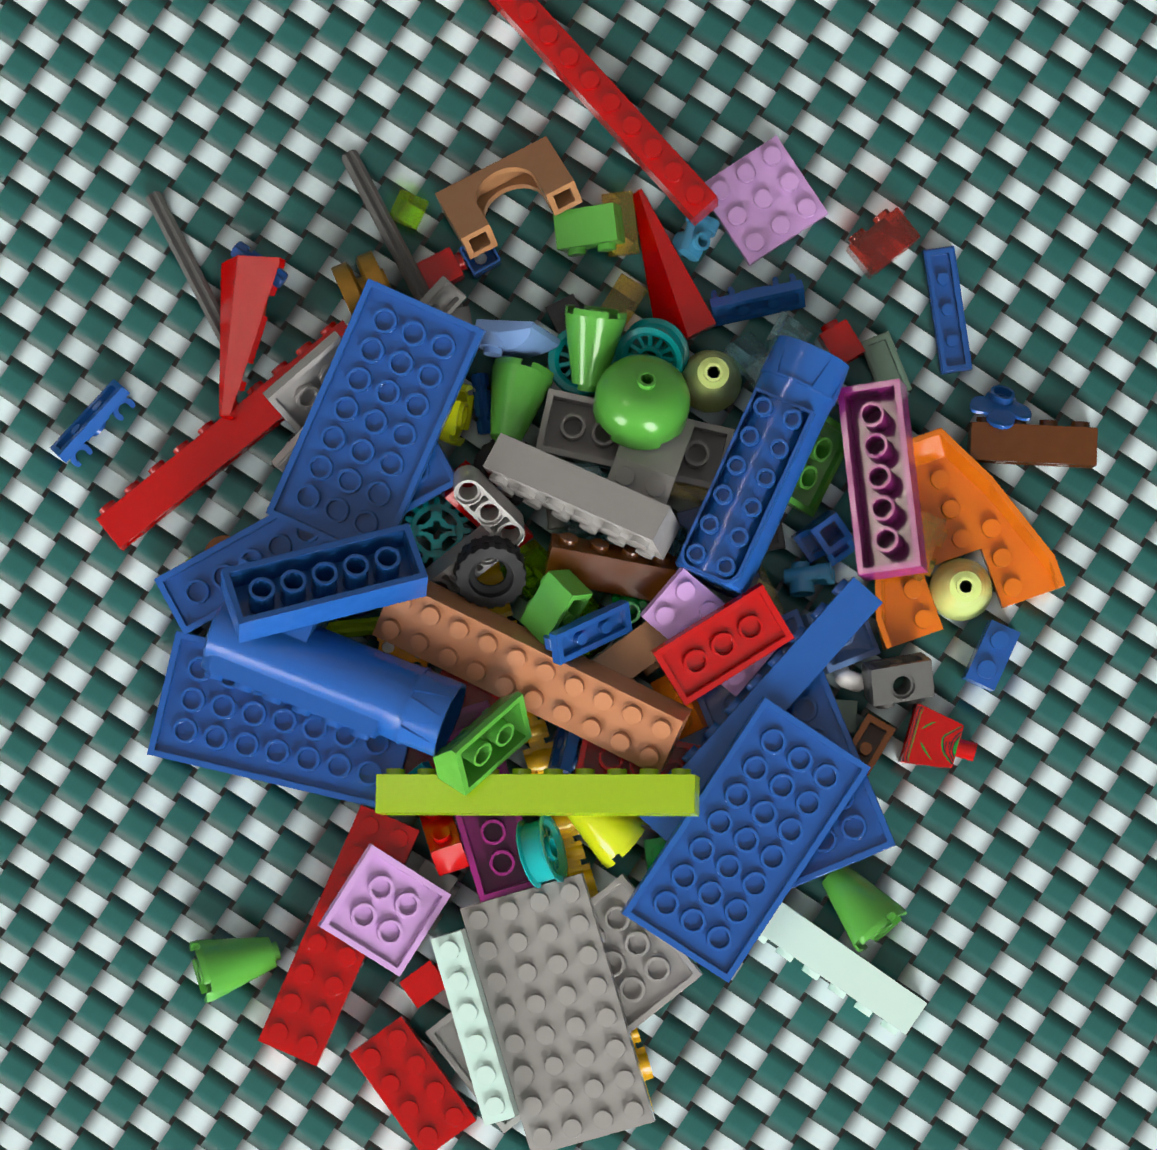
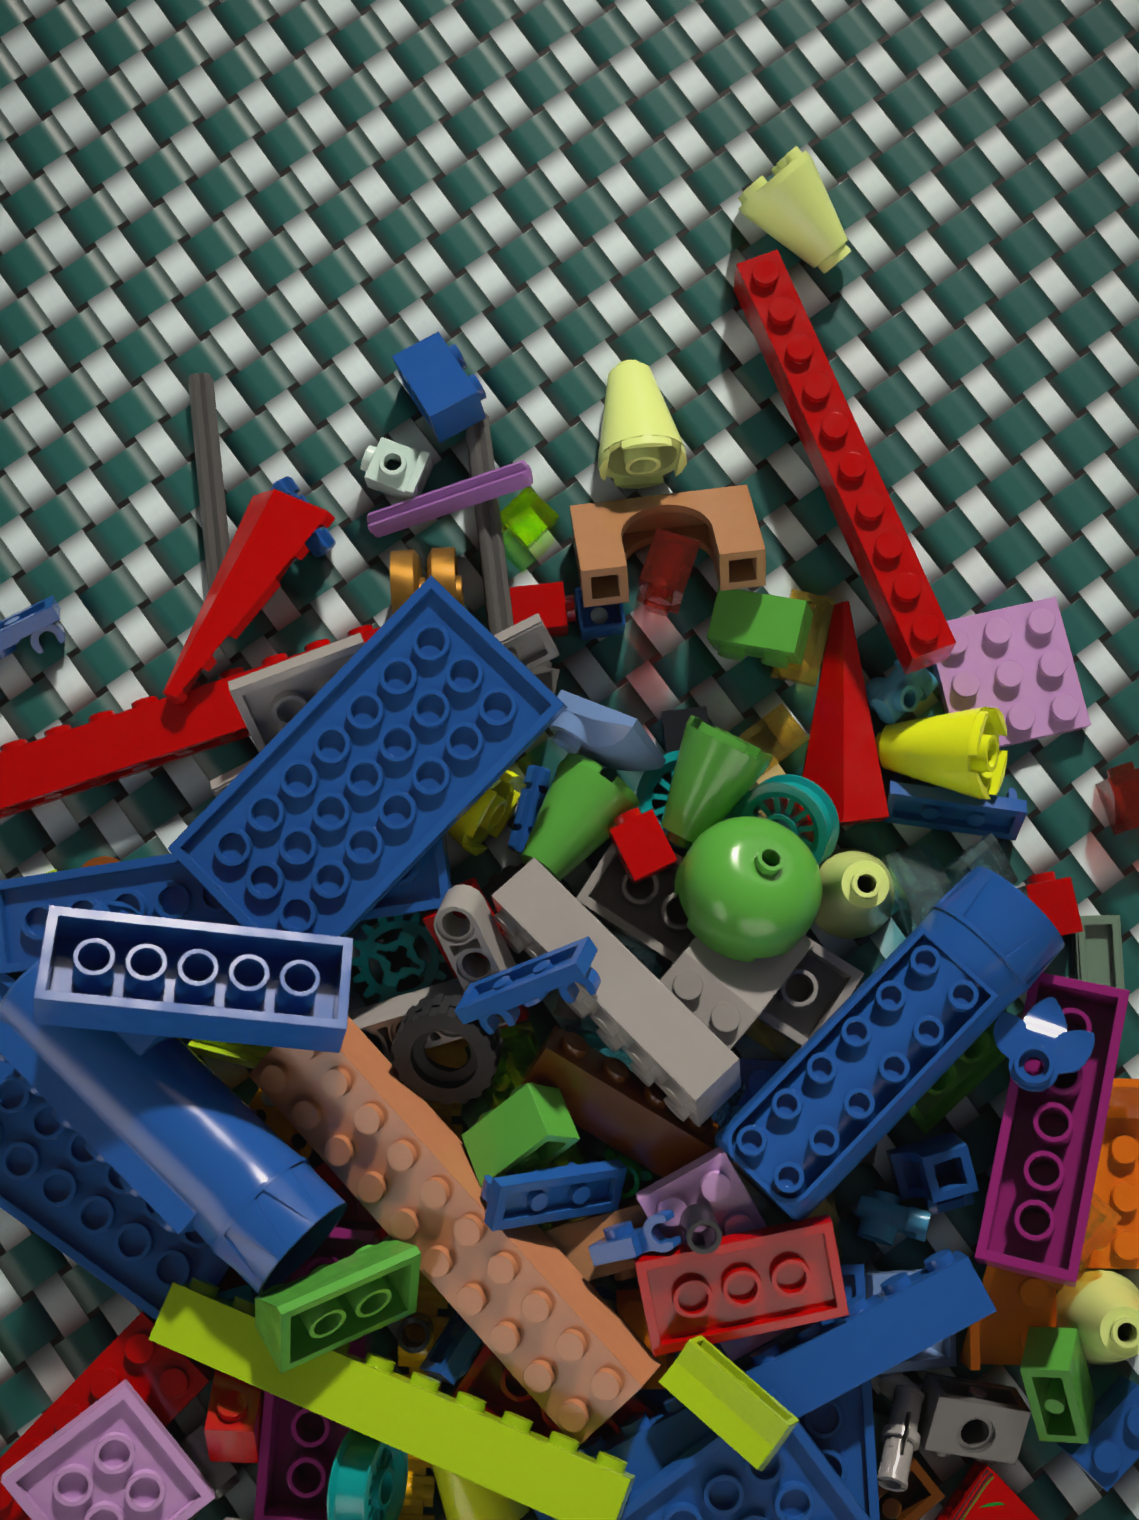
camera: 25 degrees right, 5 degrees down
(318, 144) = (440, 386): none -> blue brick
(320, 216) = (402, 483): none -> light aqua brick
(354, 218) = (450, 498): none -> medium lavender axle
(460, 124) = (637, 430): none -> yellowish green cone
(515, 216) = (667, 572): none -> clear red brick
(527, 511) = (530, 984): none -> blue plate
(535, 762) = (409, 1345): none -> black hinge
(564, 399) = (641, 844): none -> red brick
(642, 645) = (626, 1242): none -> blue plate
(693, 621) = (706, 1240): none -> black hinge
(738, 712) = (729, 1402): none -> lime piece
(740, 265) = (949, 750): none -> neon yellow cone
(854, 428) = (1041, 1038): none -> blue plate
(856, 689) = (900, 1438): none -> light grey pin
(943, 637) = (1058, 1384): none -> bright green brick

